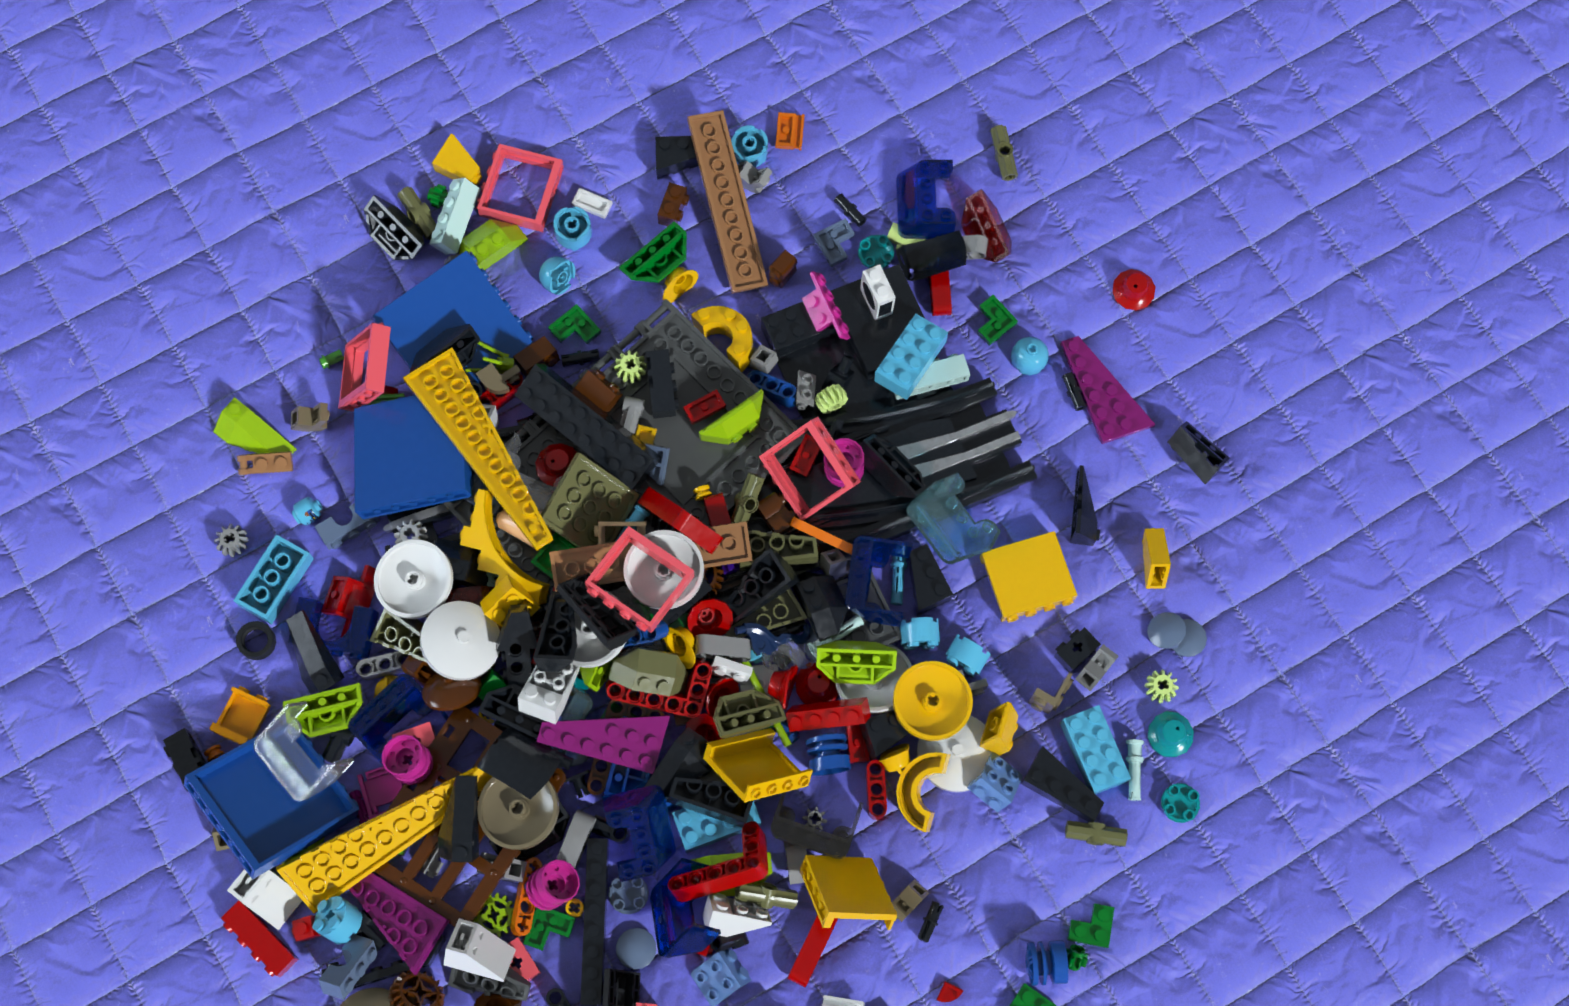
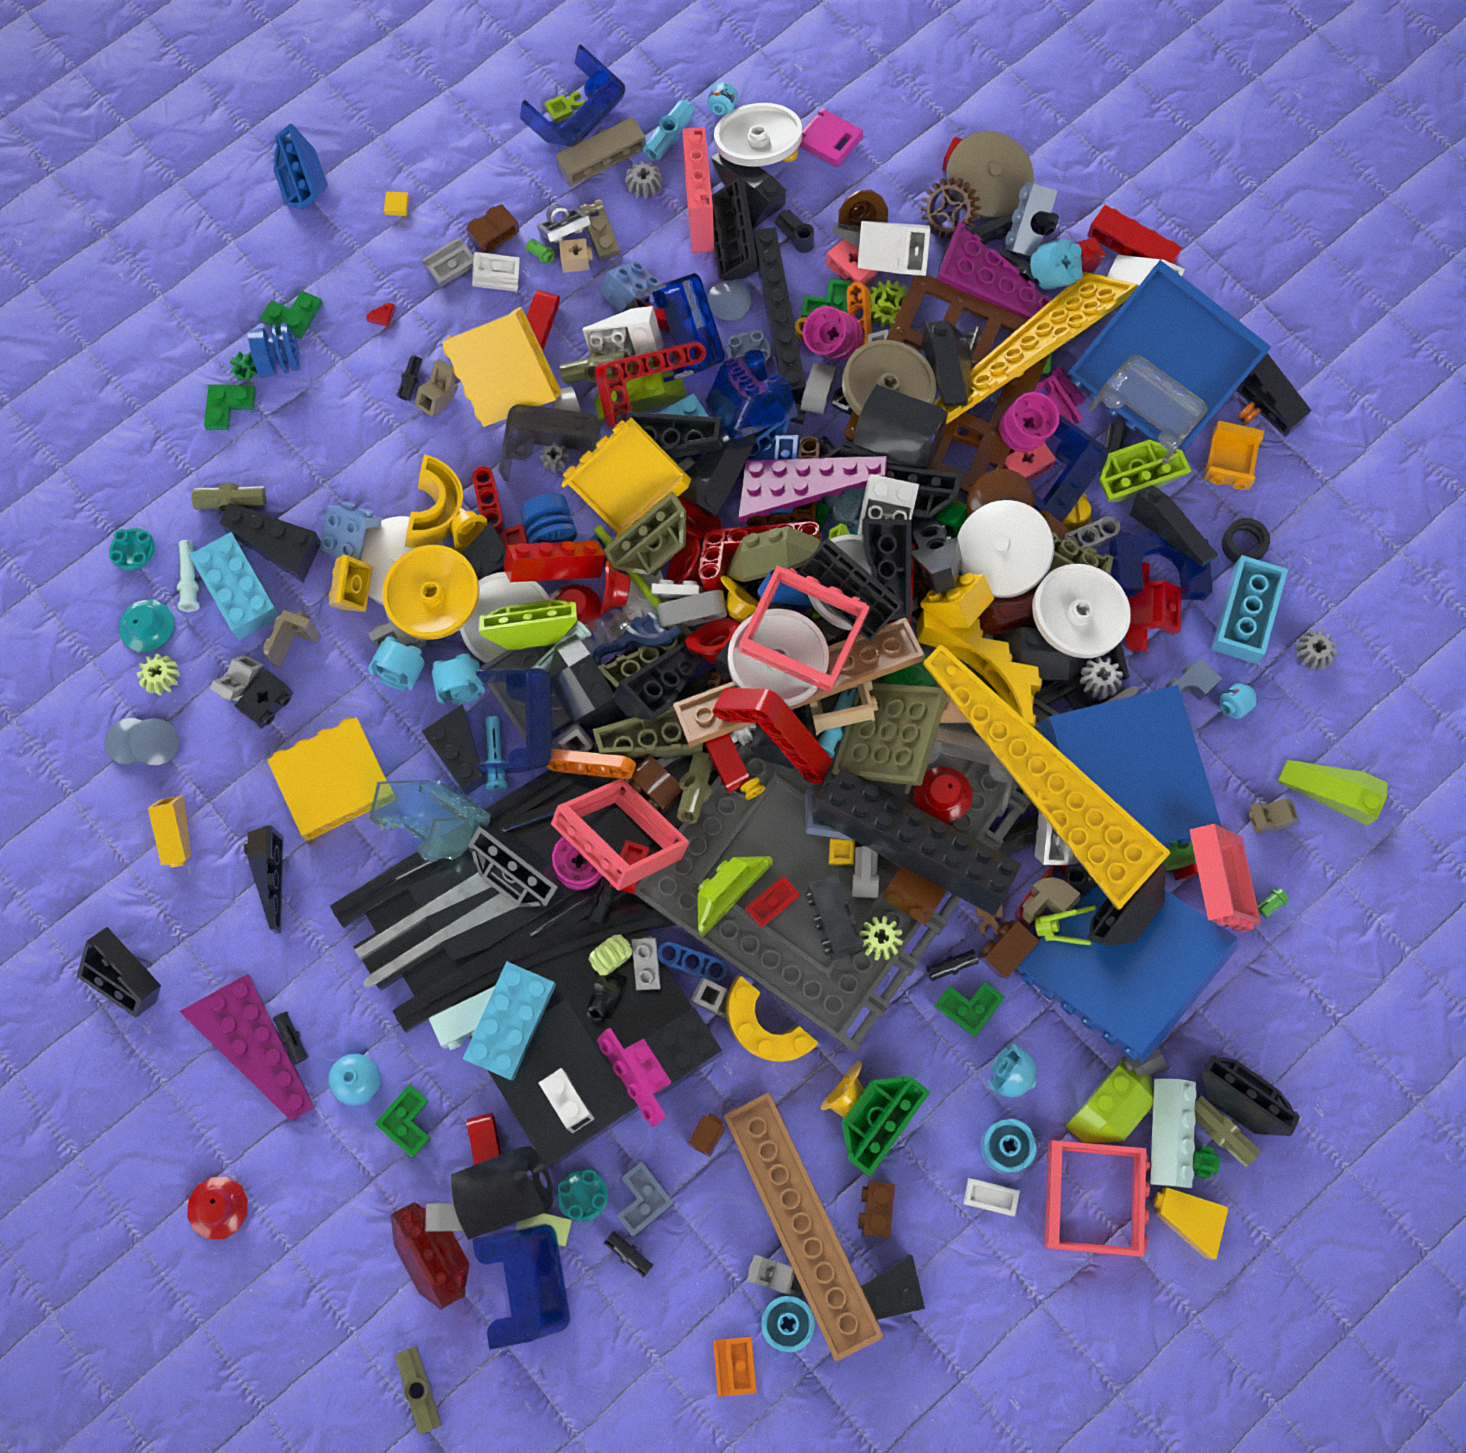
camera: 175 degrees right, 0 degrees up
(265, 462) = (1309, 752): medium nougat plate -> none

